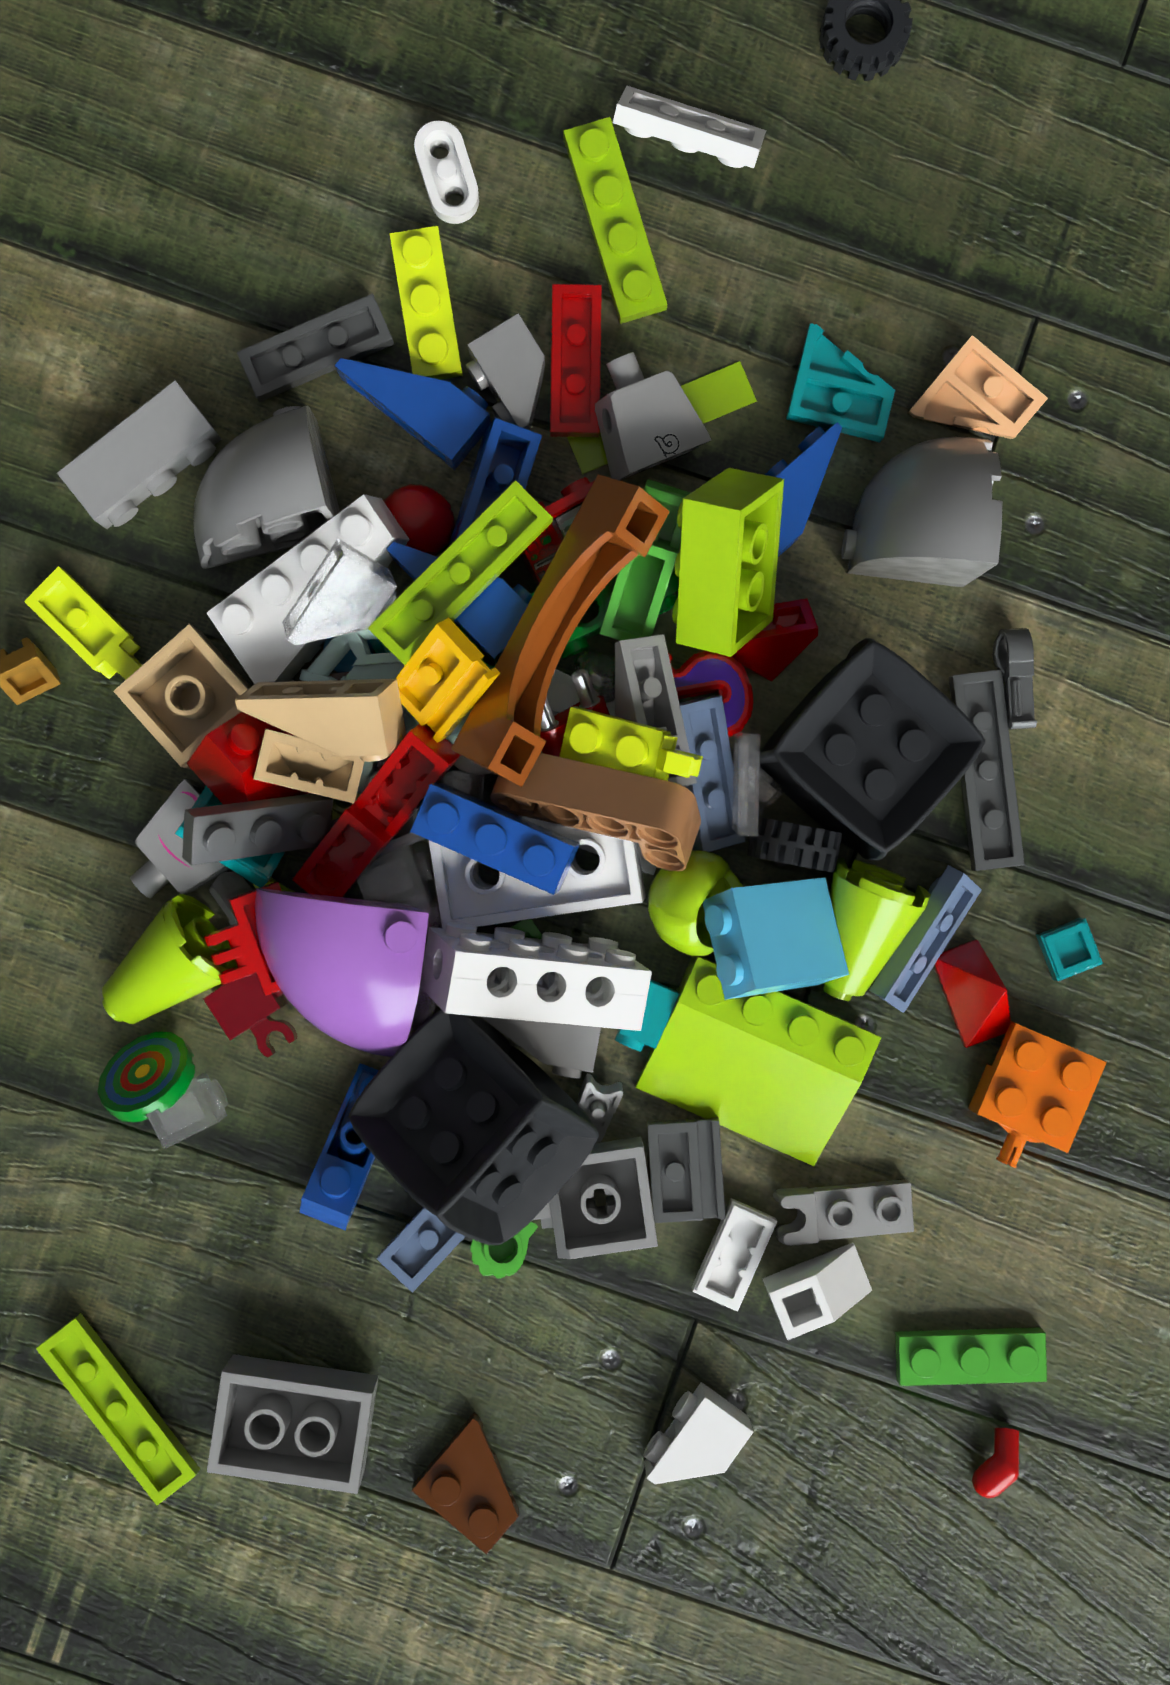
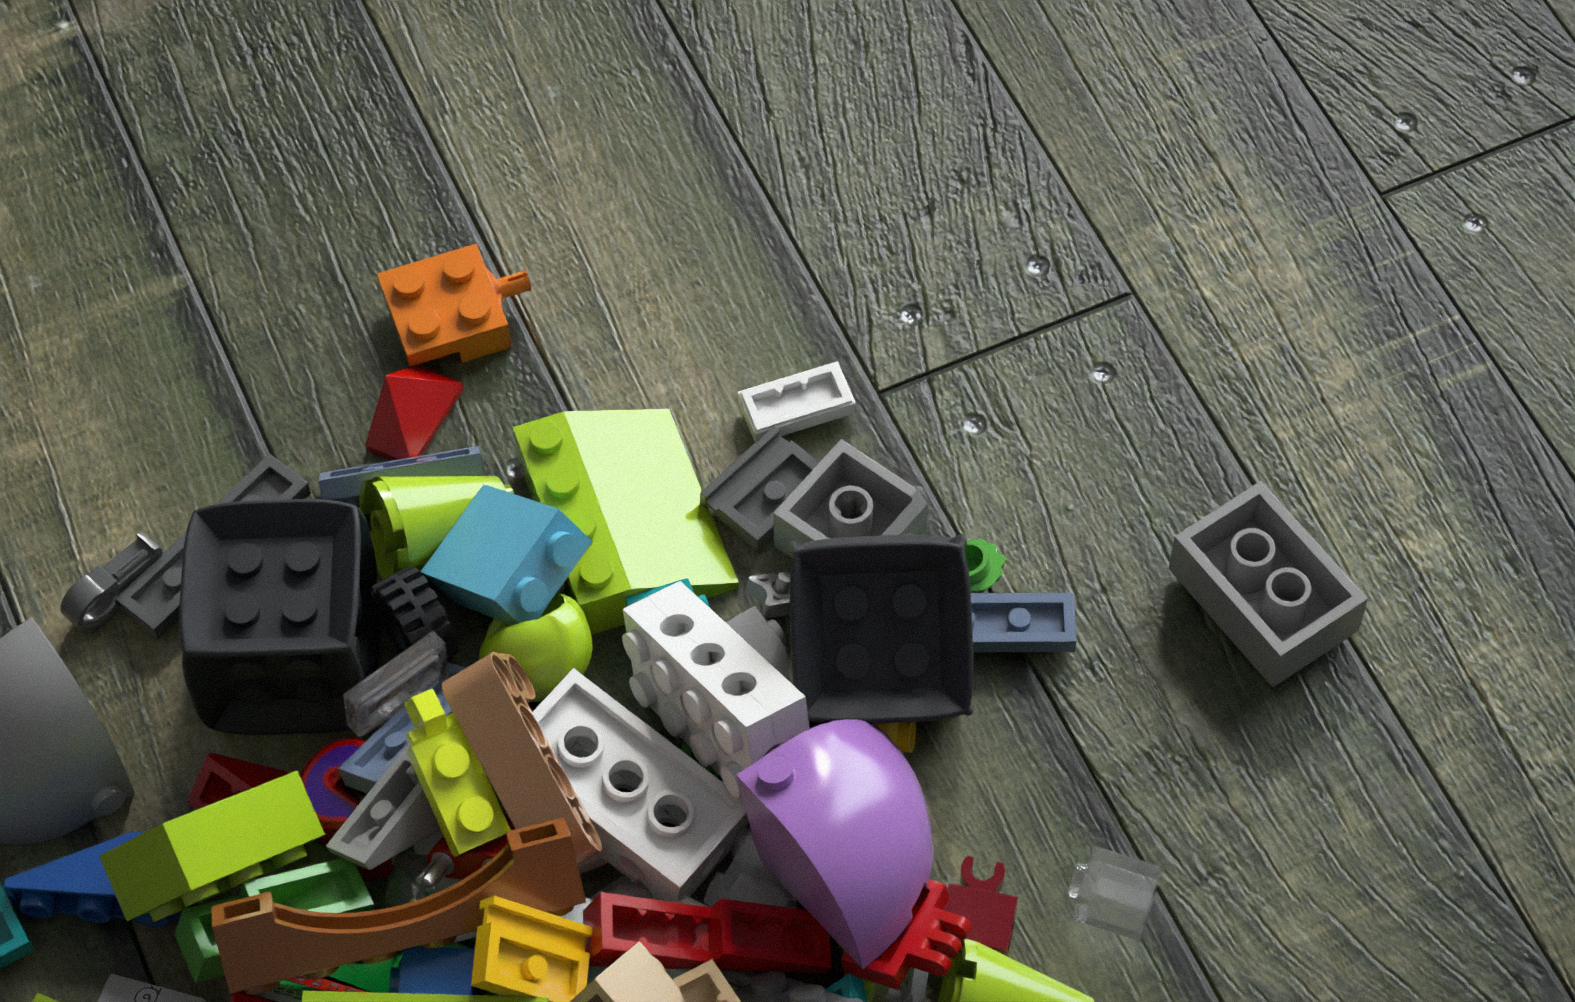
camera: 130 degrees left, 30 degrees down
(118, 1409) = (1409, 730): lime plate -> none
(146, 1076) = (1119, 940): green tile -> none
(341, 1165) = (1011, 739): blue slope -> none
(469, 1487) = (1178, 434): reddish brown wing -> none
(495, 837) = (628, 809): blue brick -> none
(699, 1440) = (965, 308): white slope -> none
(817, 1290) = (765, 321): white slope -> none
(846, 1211) = (682, 358): light grey plate -> none
(971, 1356) = (705, 192): bright green plate -> none
(1001, 1468) = (767, 105): red arm -> none
(1069, 949) = (309, 377): teal tile -> none

